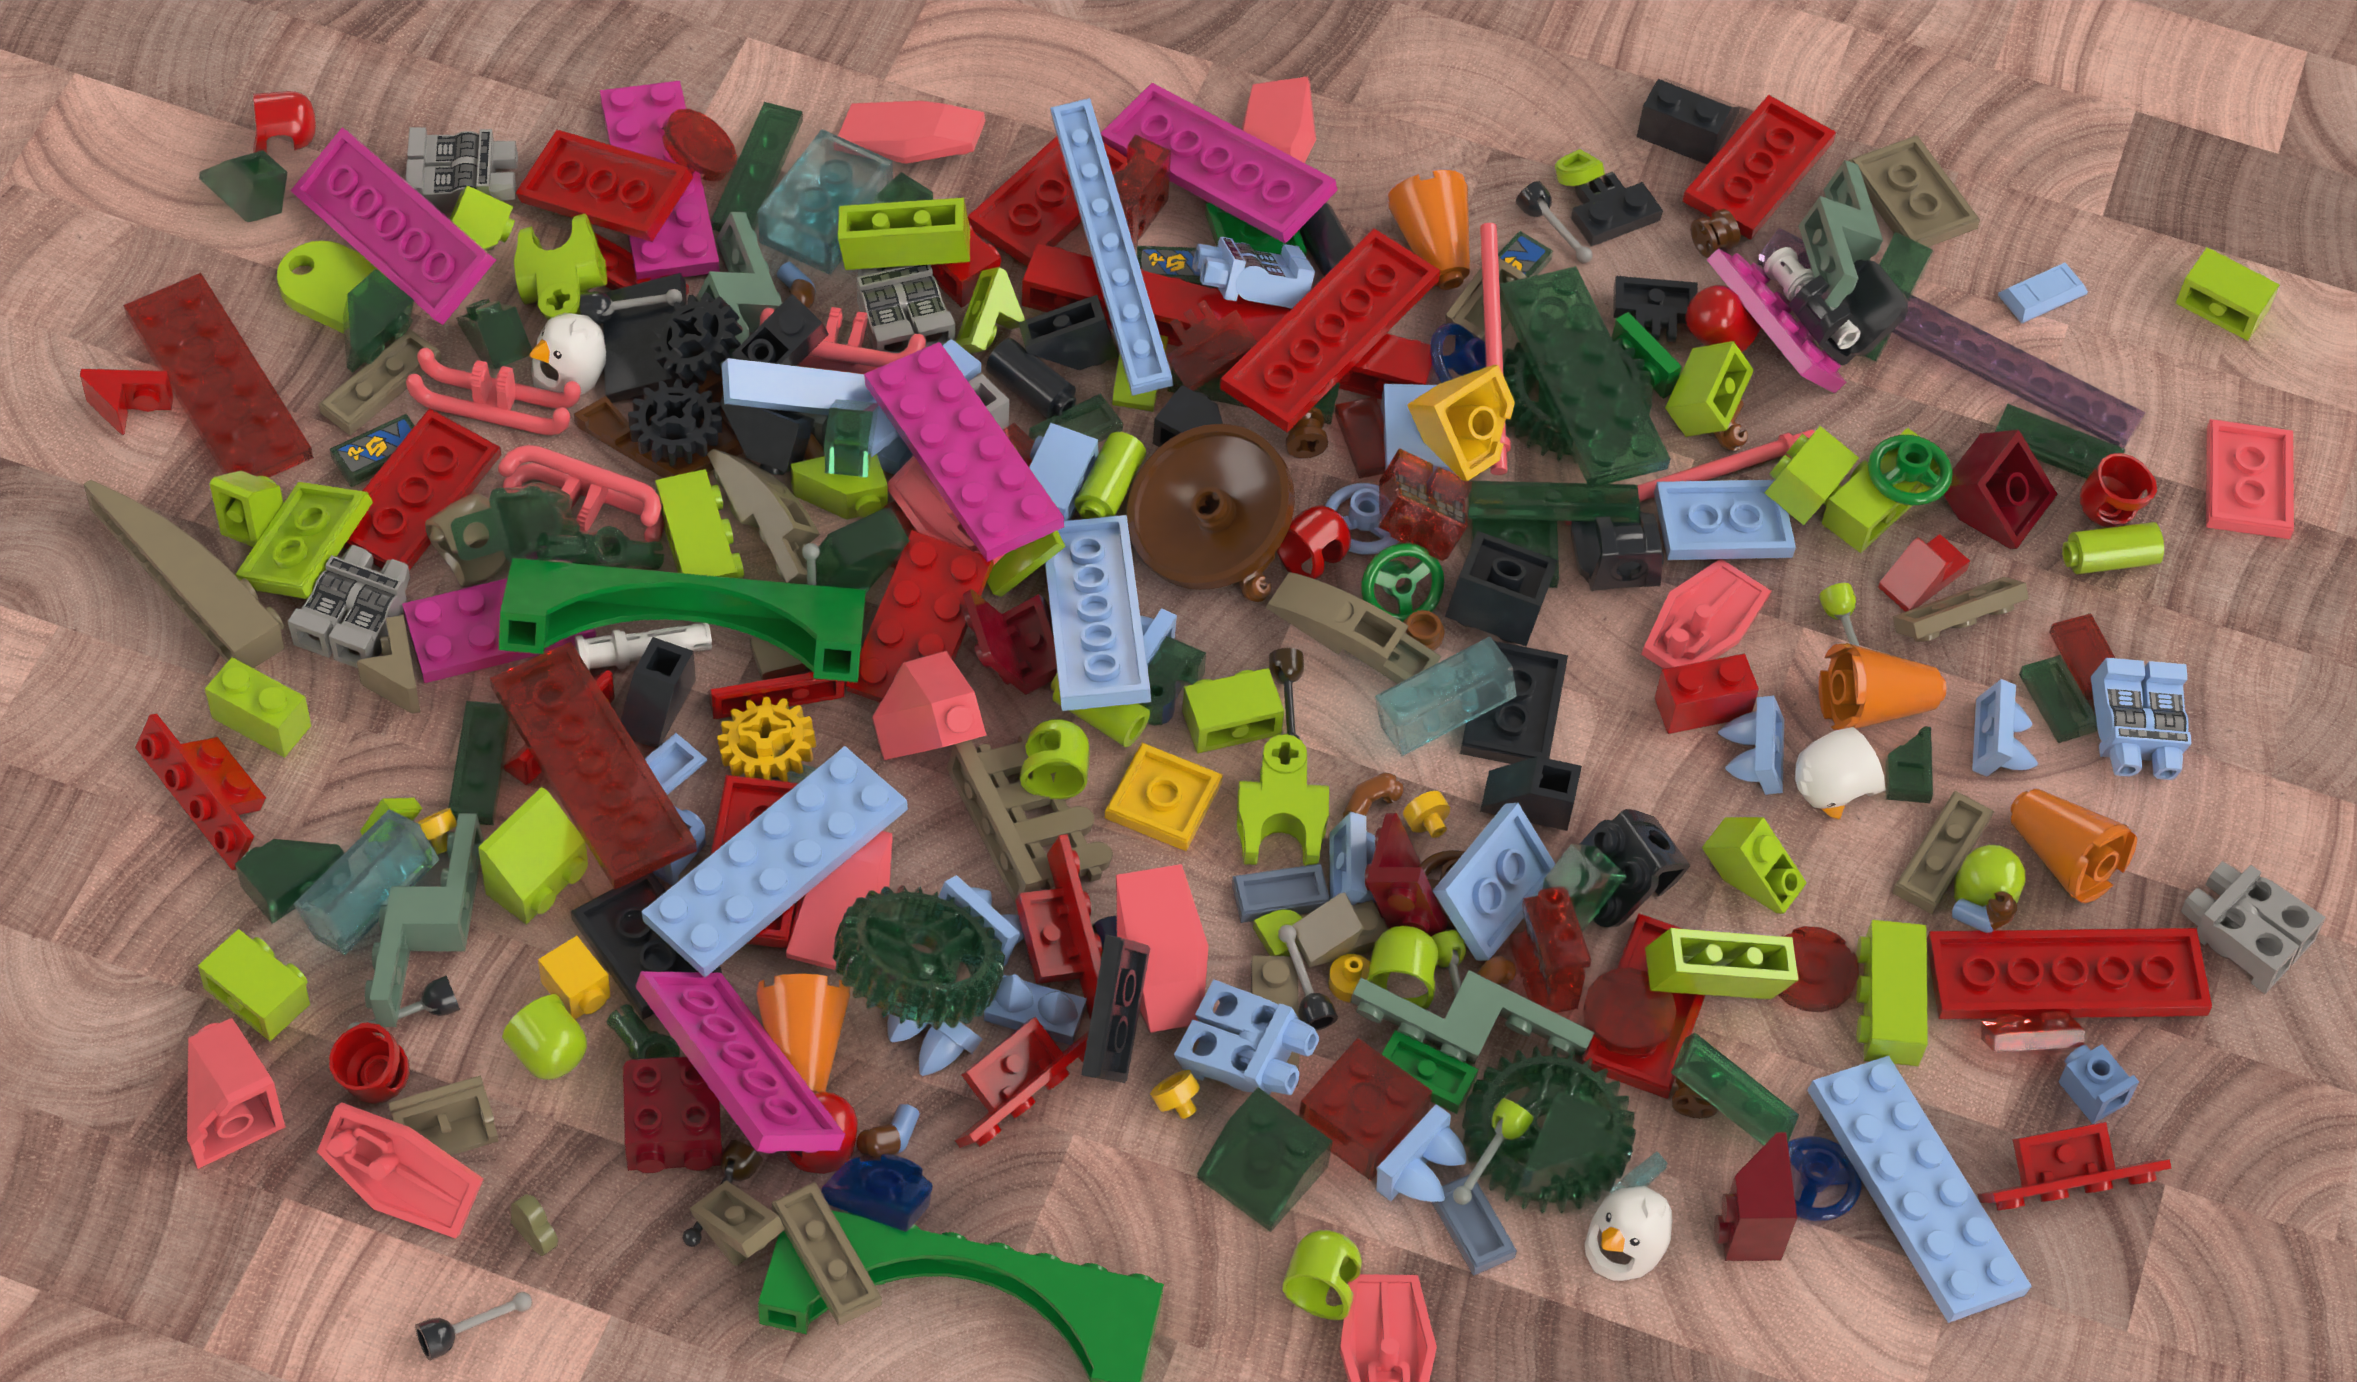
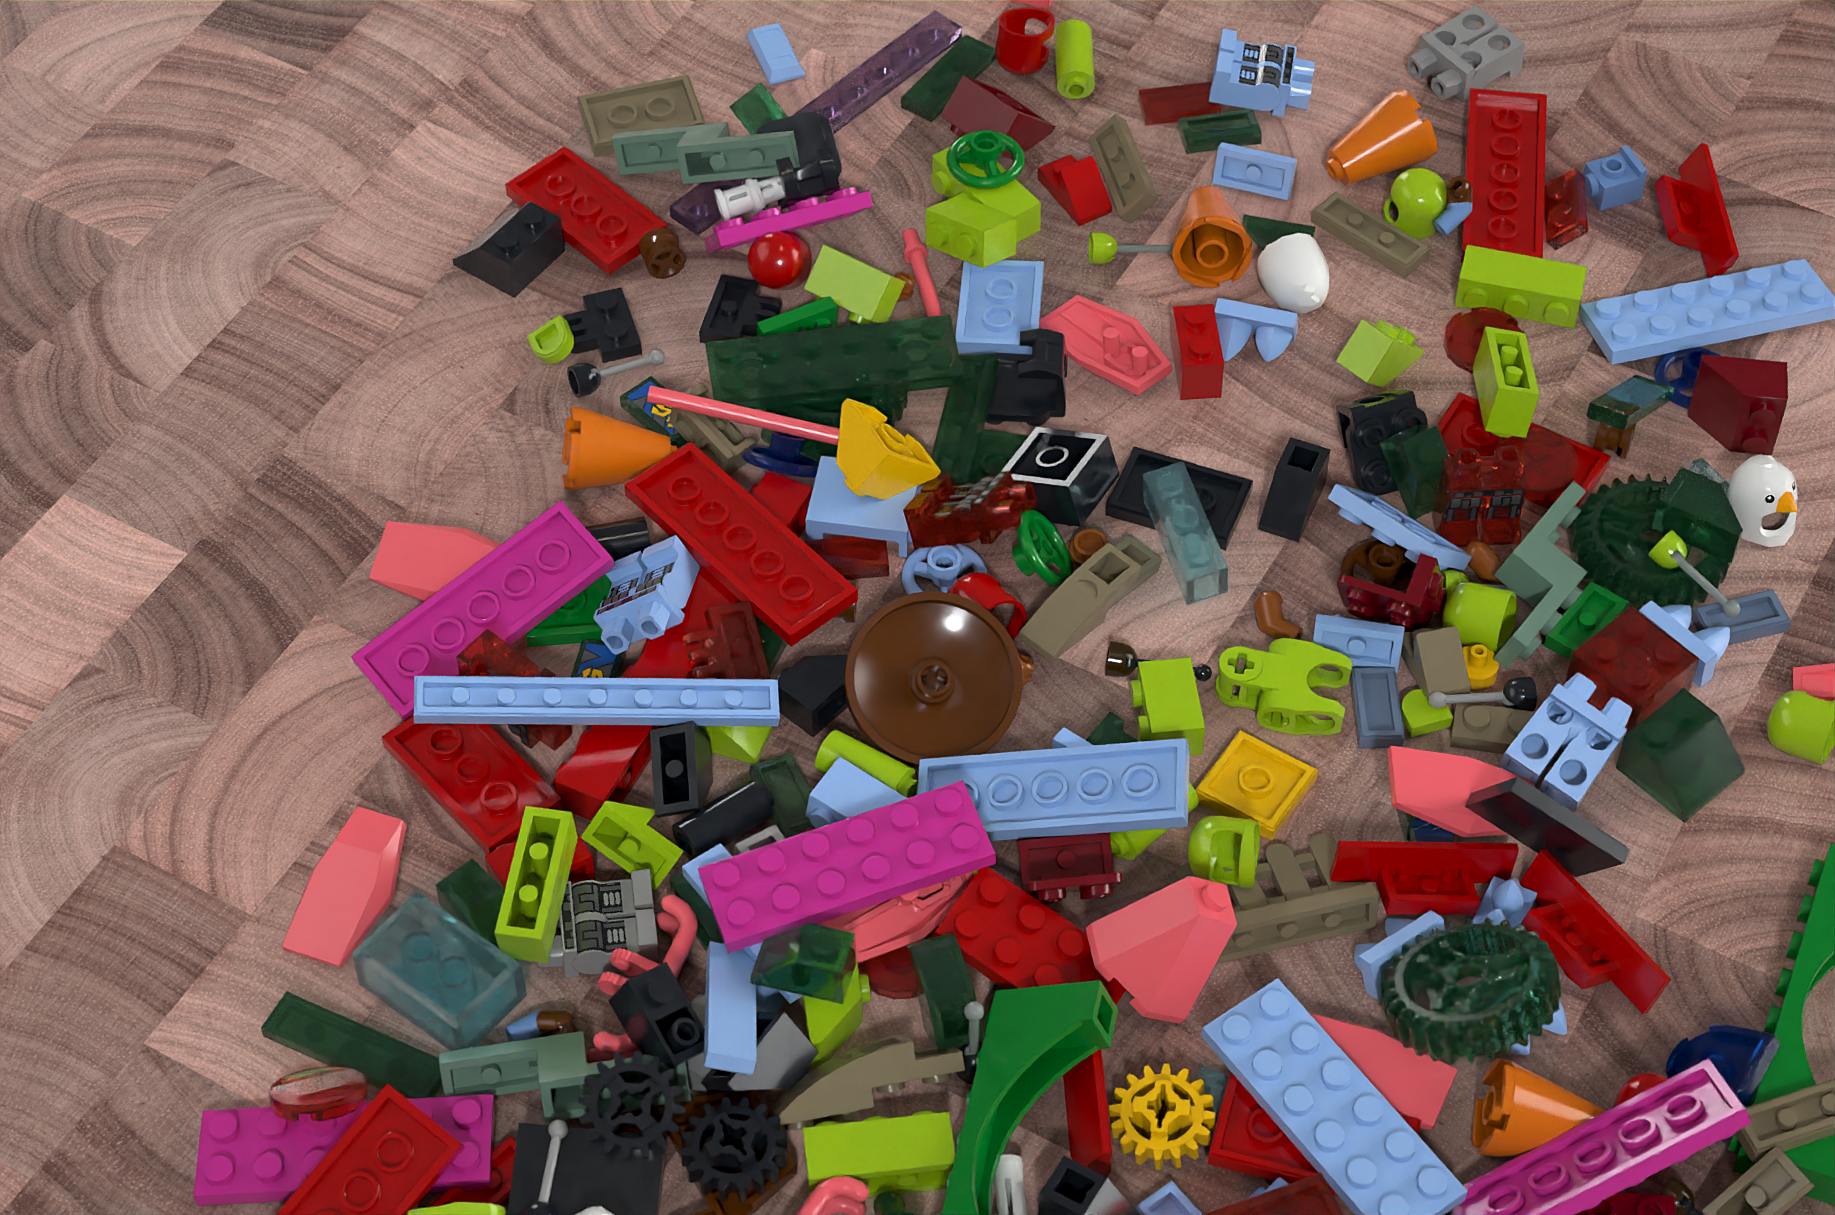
camera: 75 degrees left, 5 degrees down
(773, 661) = (1047, 1110): dark tan tile -> none
(889, 1138) = (1636, 1056): reddish brown arm -> none
(1176, 1093) = (1606, 812): yellow tile -> none
(1427, 813) = (1305, 575): yellow tile -> none

